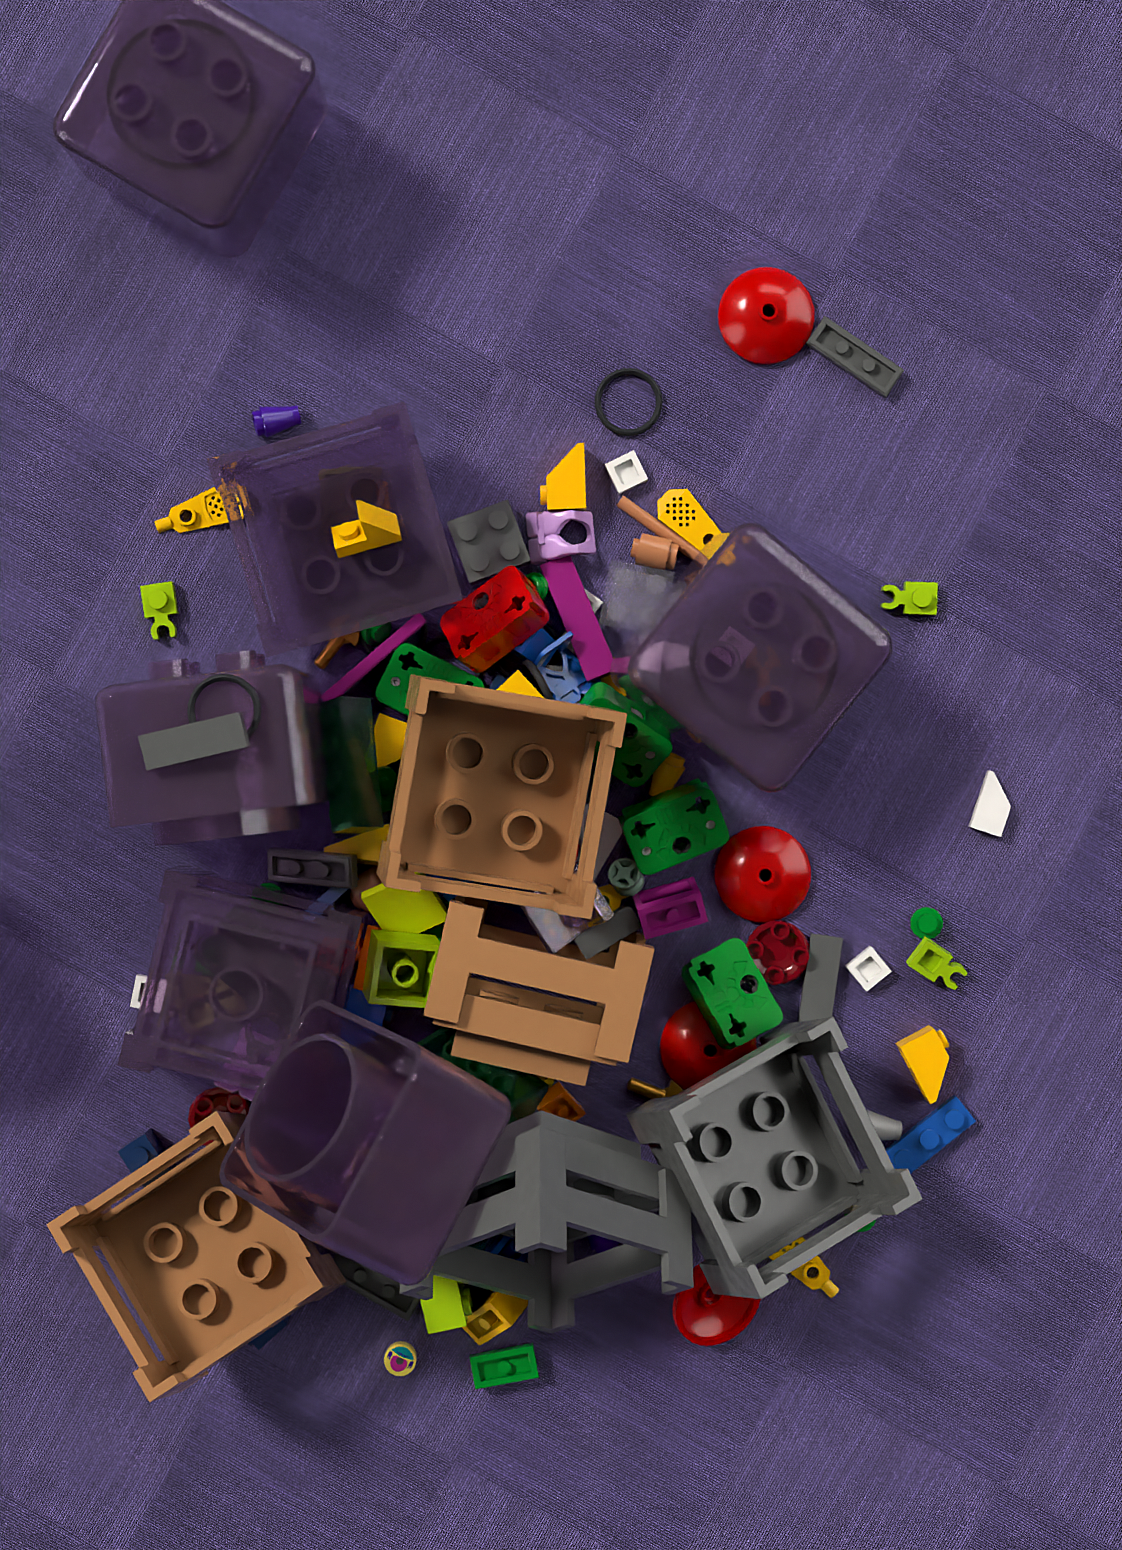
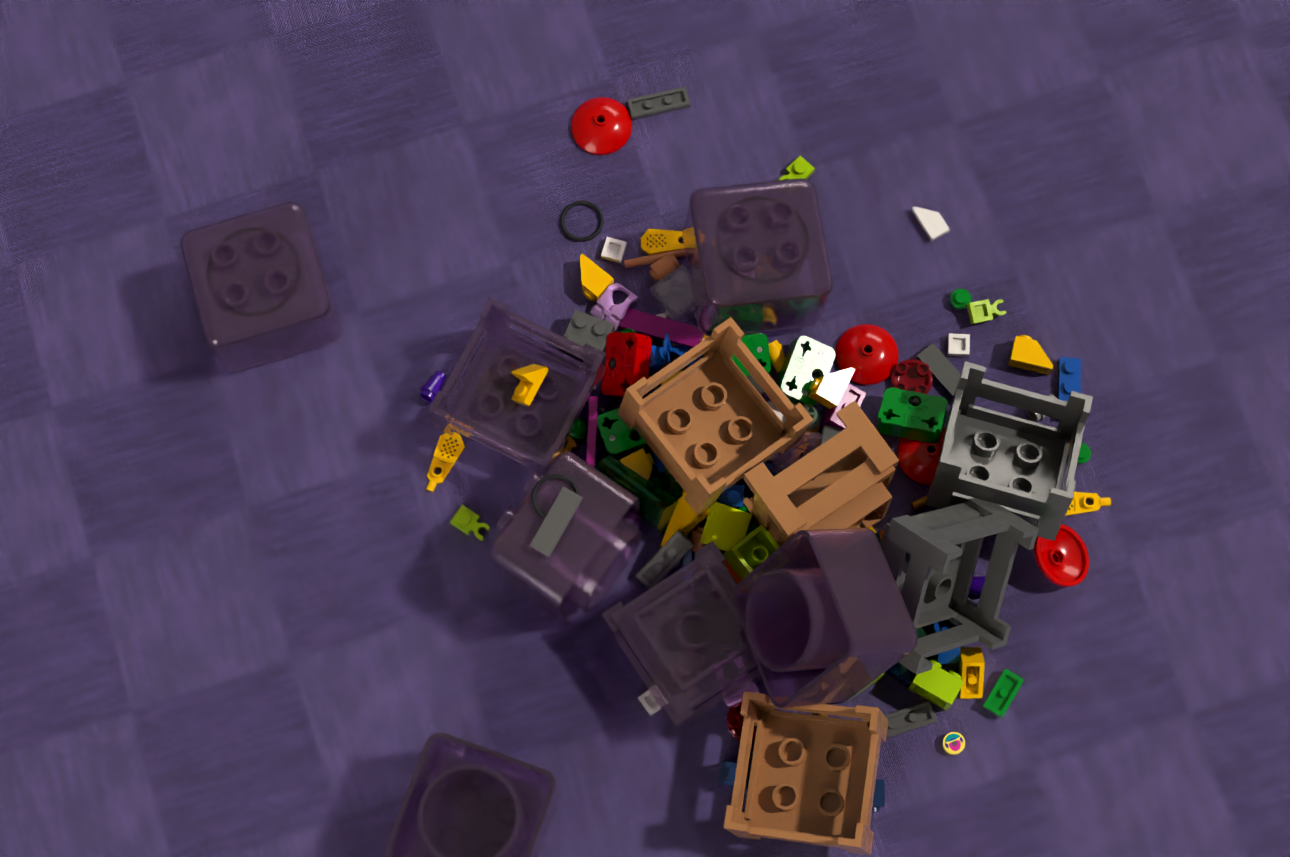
camera: 45 degrees left, 15 degrees down
(680, 876) = (830, 387): none -> slope

